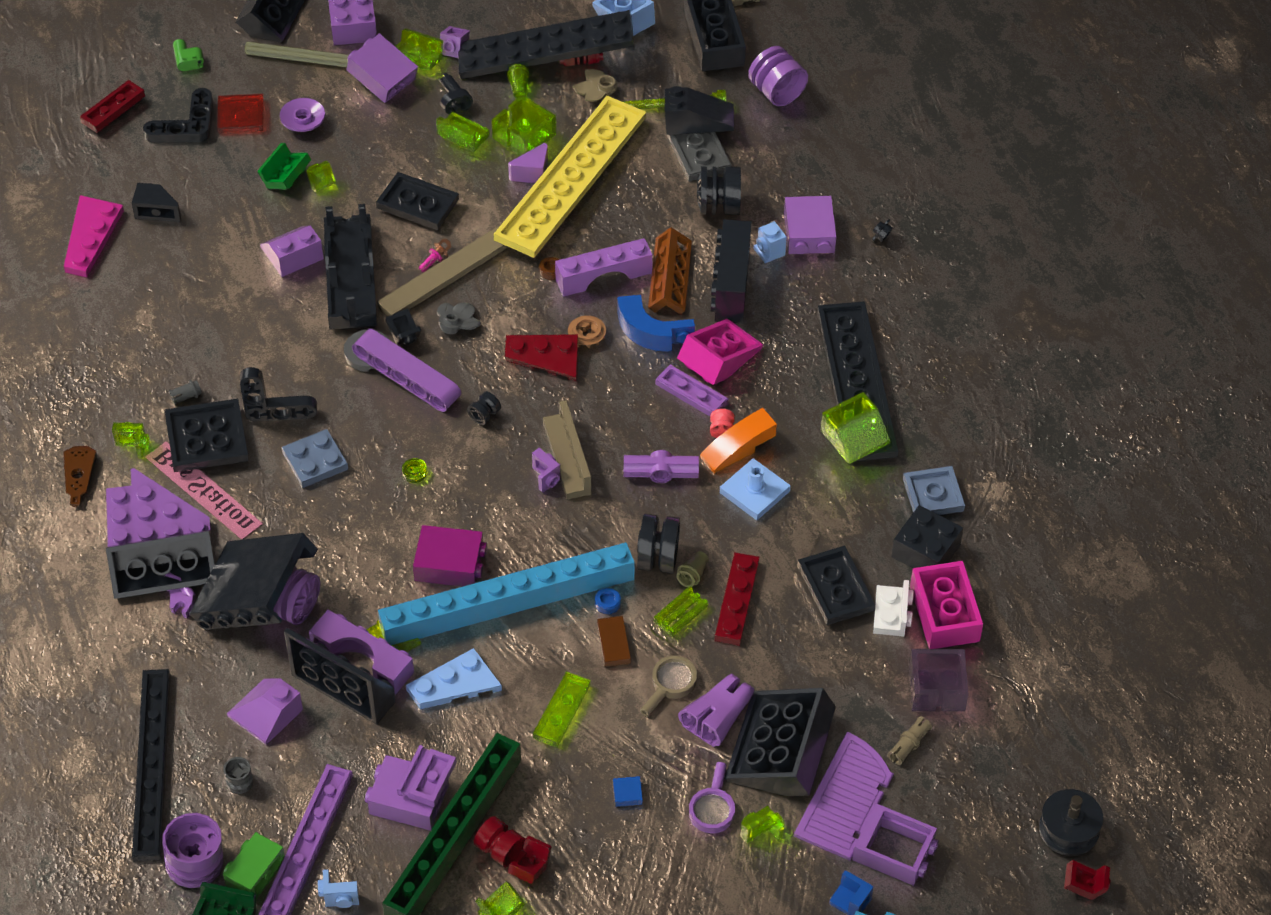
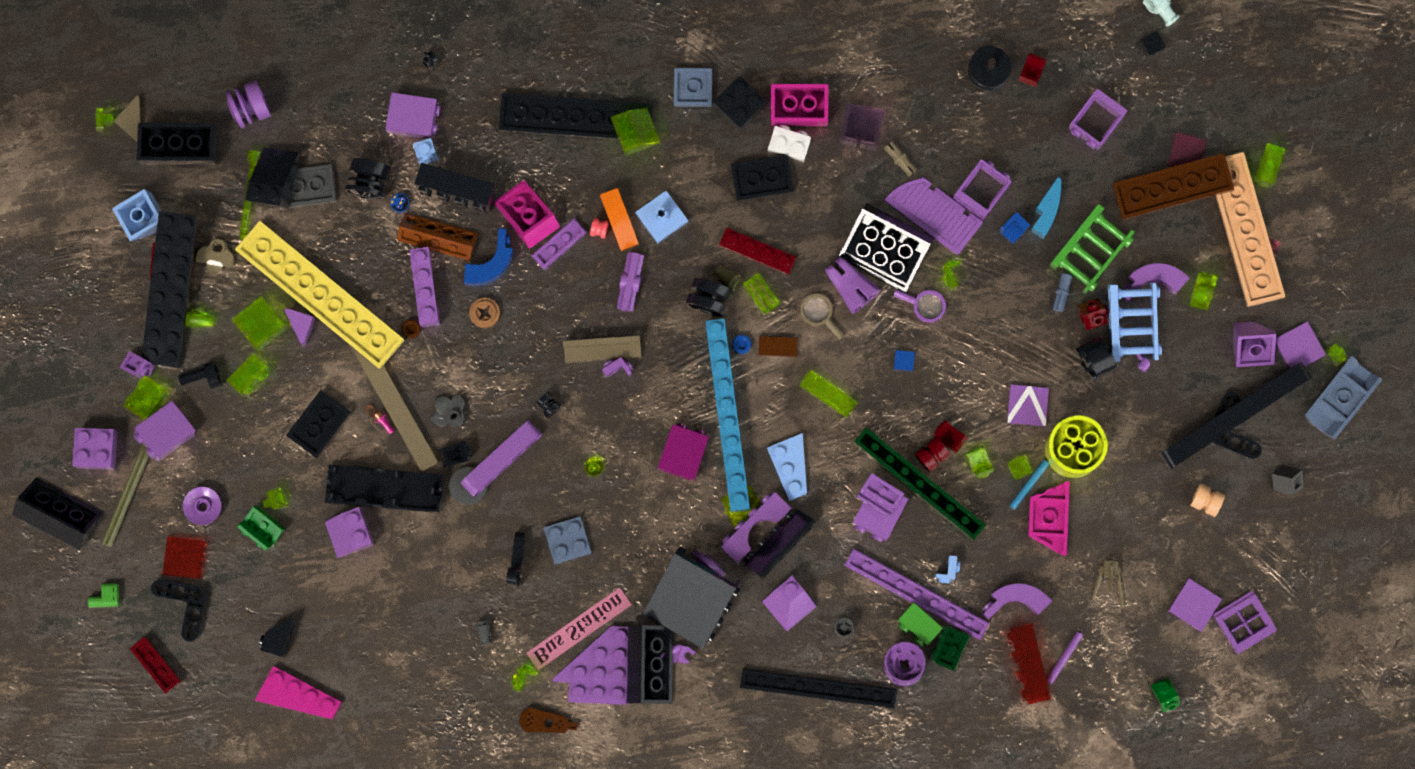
camera: 75 degrees left, 30 degrees up
(206, 435) = (531, 620): black plate -> none
(547, 352) = (500, 349): dark red wing -> none
(701, 234) = (400, 203): none -> blue tile

